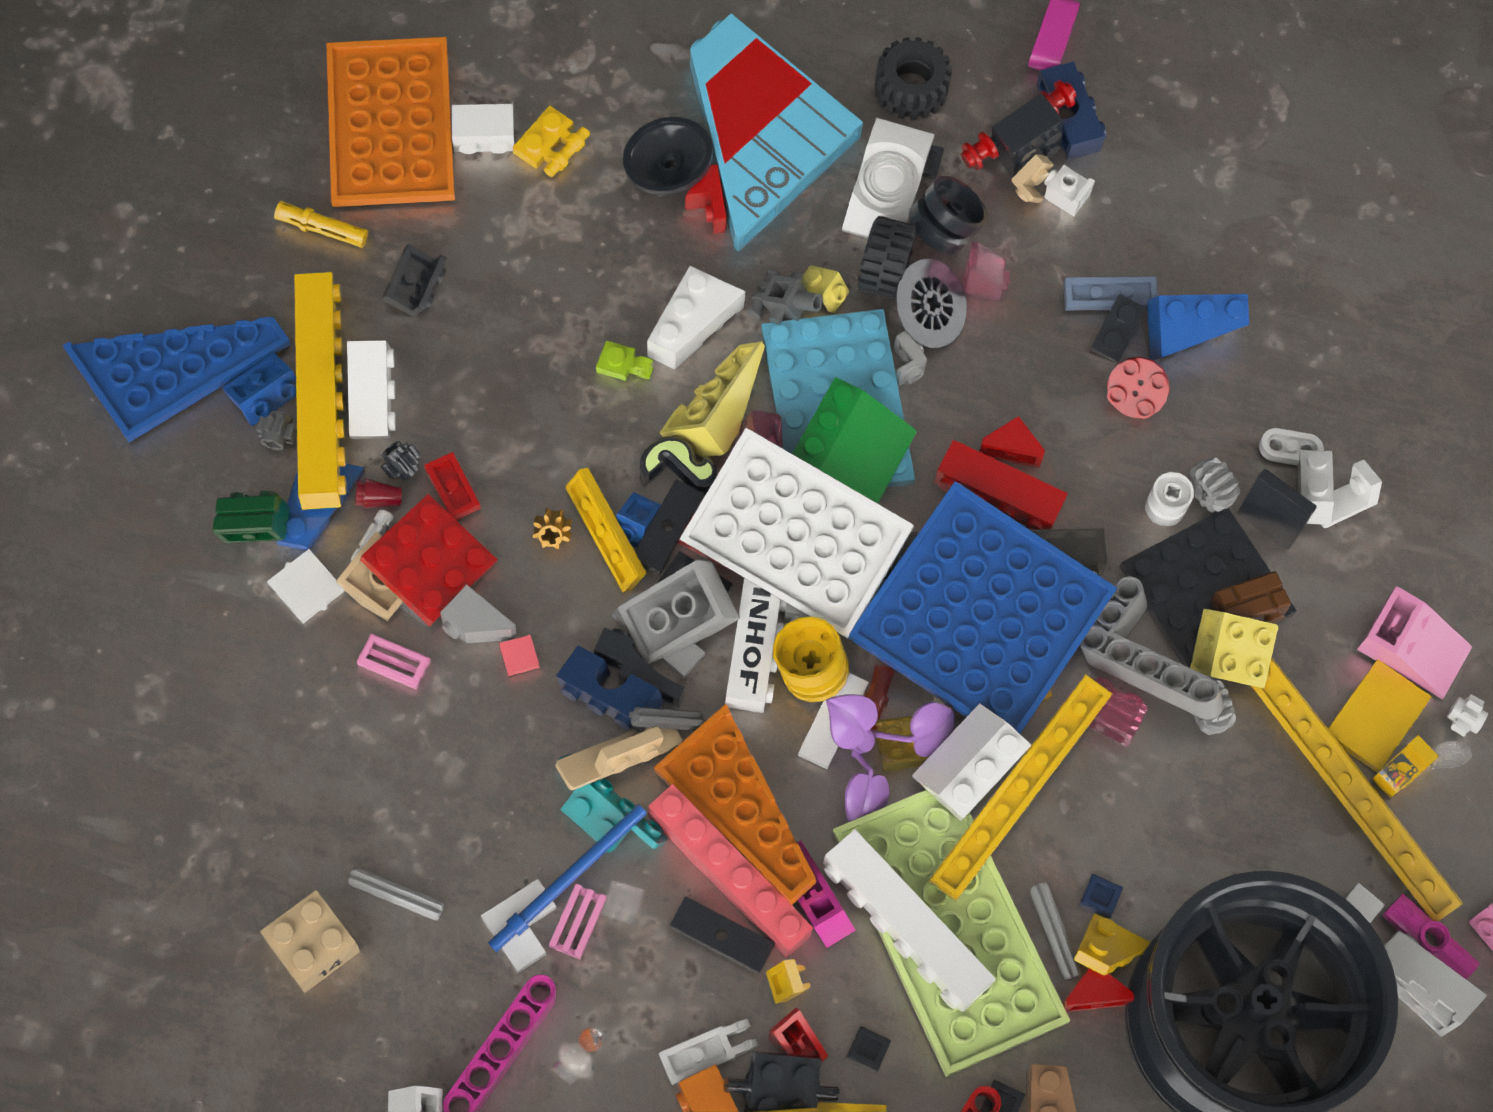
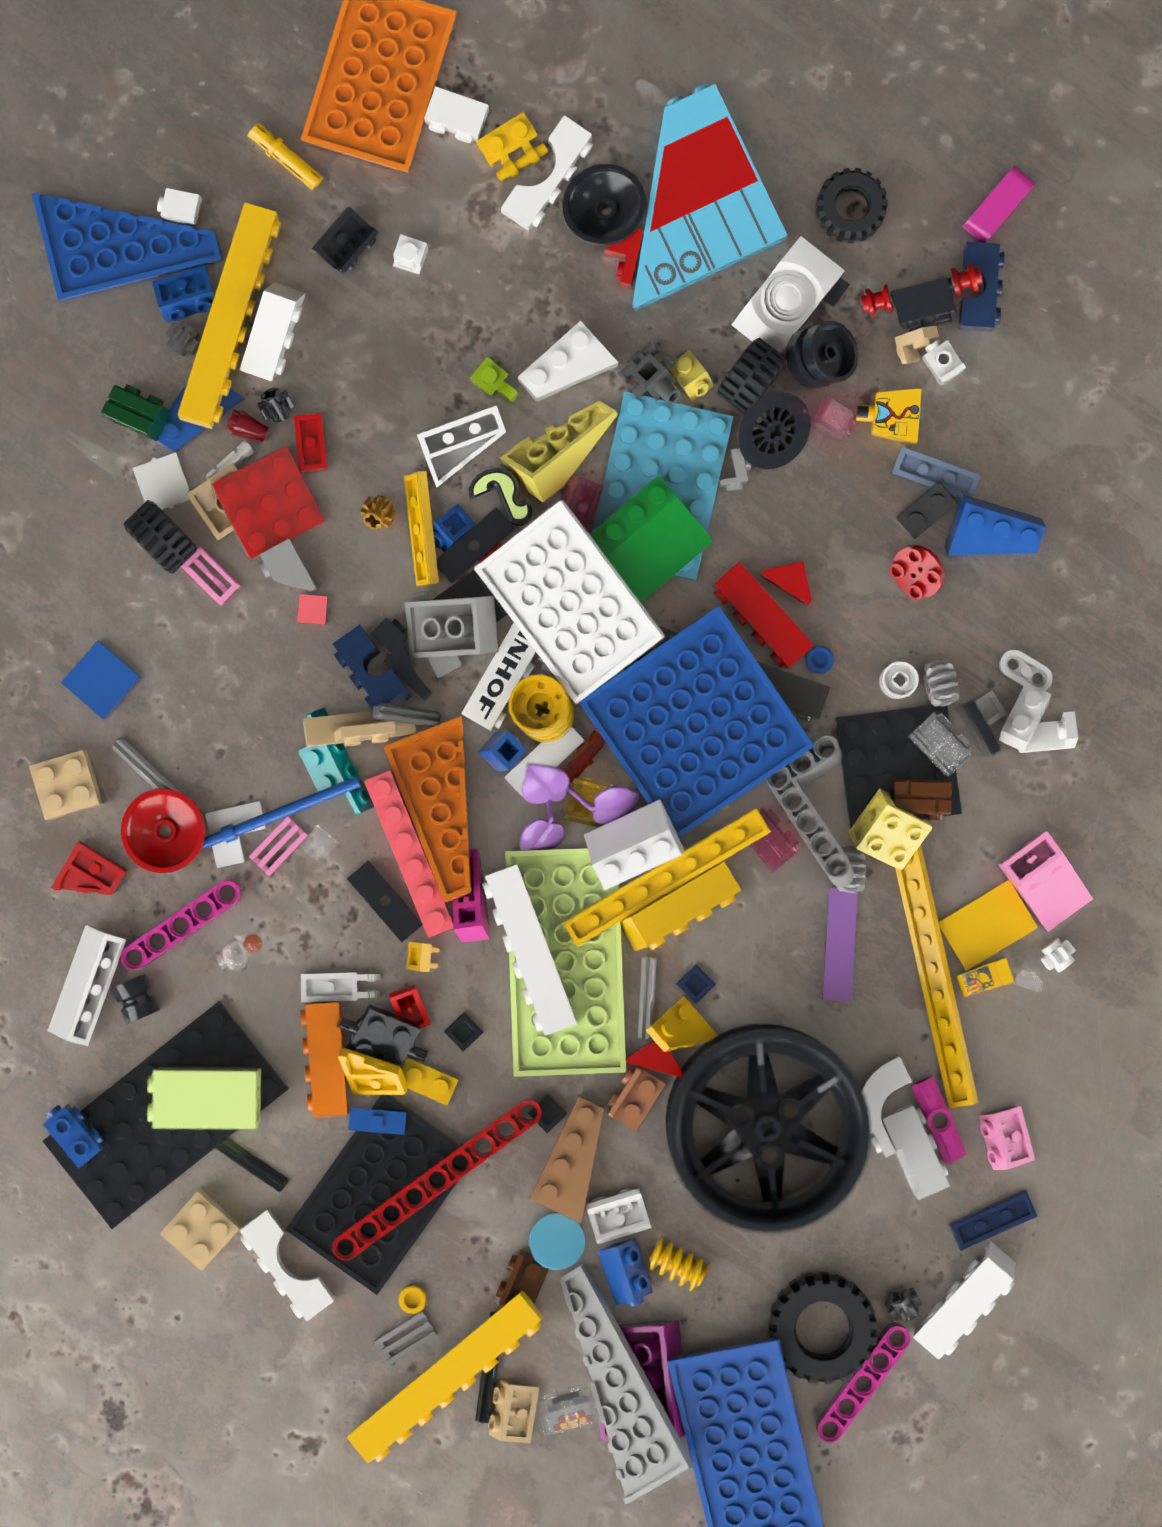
camera: 25 degrees right, 20 degrees up
(226, 304) = (179, 207): none -> white brick
(309, 815) = (100, 680): none -> blue tile
(323, 630) = (160, 537): none -> black tyre
(371, 1032) = (89, 872): none -> red wing
(426, 930) = (143, 830): none -> red dish
(486, 269) = (410, 254): none -> white brick
(588, 182) = (527, 203): none -> white arch
(609, 426) = (459, 441): none -> white wedge
(786, 721) = (502, 750): none -> blue brick
(1043, 253) = (893, 415): none -> yellow torso
(1048, 817) = (680, 907): none -> yellow wedge
(1076, 513) = (819, 660): none -> blue tile
(1092, 1047) = (635, 1098): none -> nougat bracket
(1235, 795) = (839, 945): none -> medium lavender tile
(1244, 542) = (941, 744): none -> clear brick

